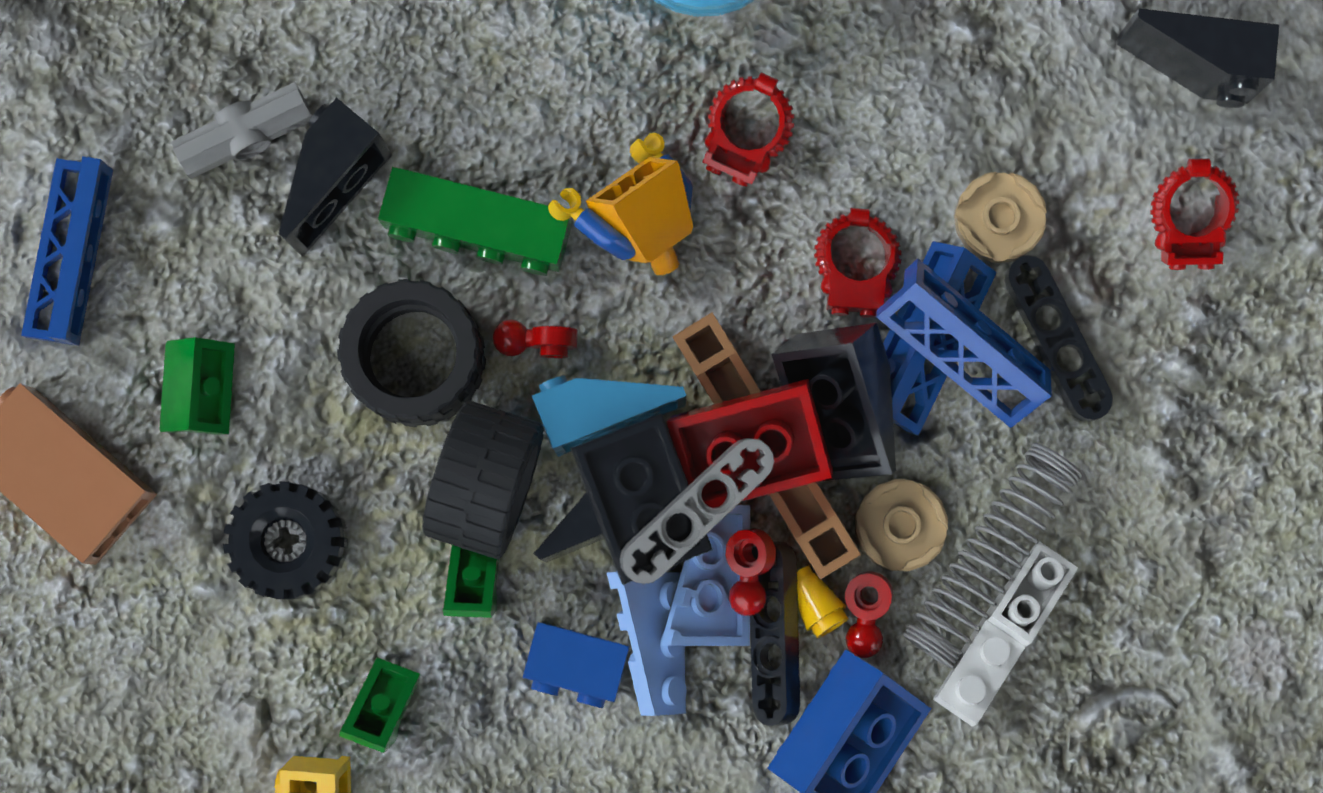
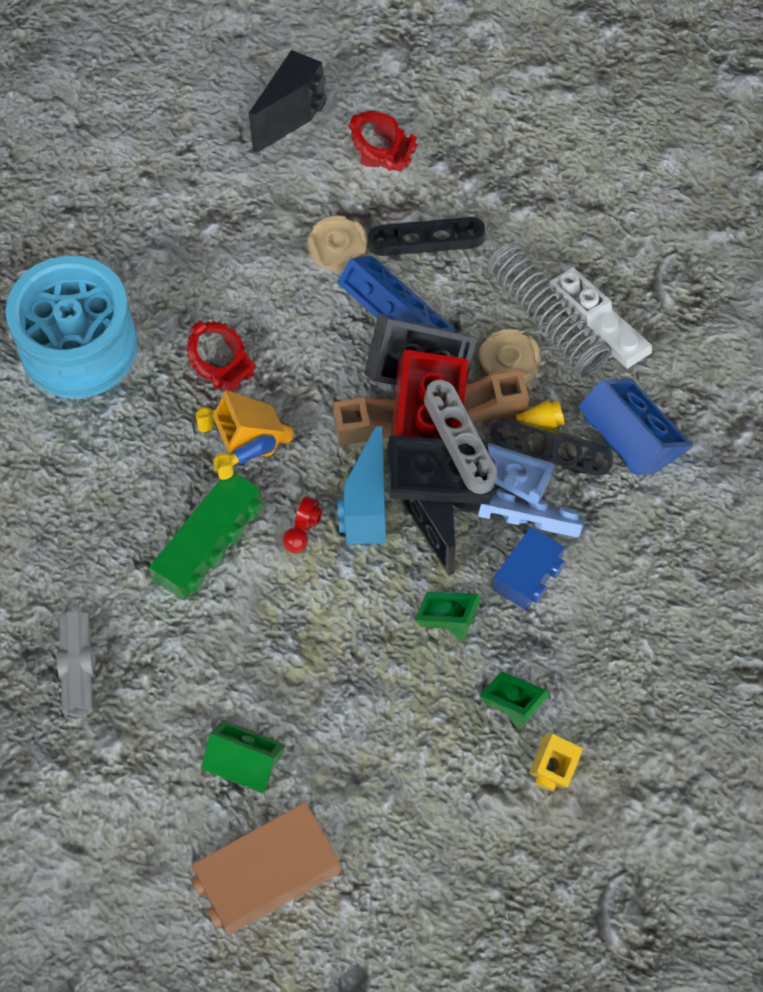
camera: 70 degrees left, 20 degrees down
(78, 253) = (113, 801): blue fence -> none
(261, 523) = (361, 711): black bush -> none
(332, 168) = (127, 600): black slope -> none
(373, 314) = (273, 562): black tyre -> none
(482, 479) = (387, 570): black tyre -> none
(748, 595) = (522, 448): red plate -> none
(848, 294) = (348, 336): red piece -> none
(865, 637) = (570, 397): red plate -> none
(975, 331) = (407, 267): blue fence -> none

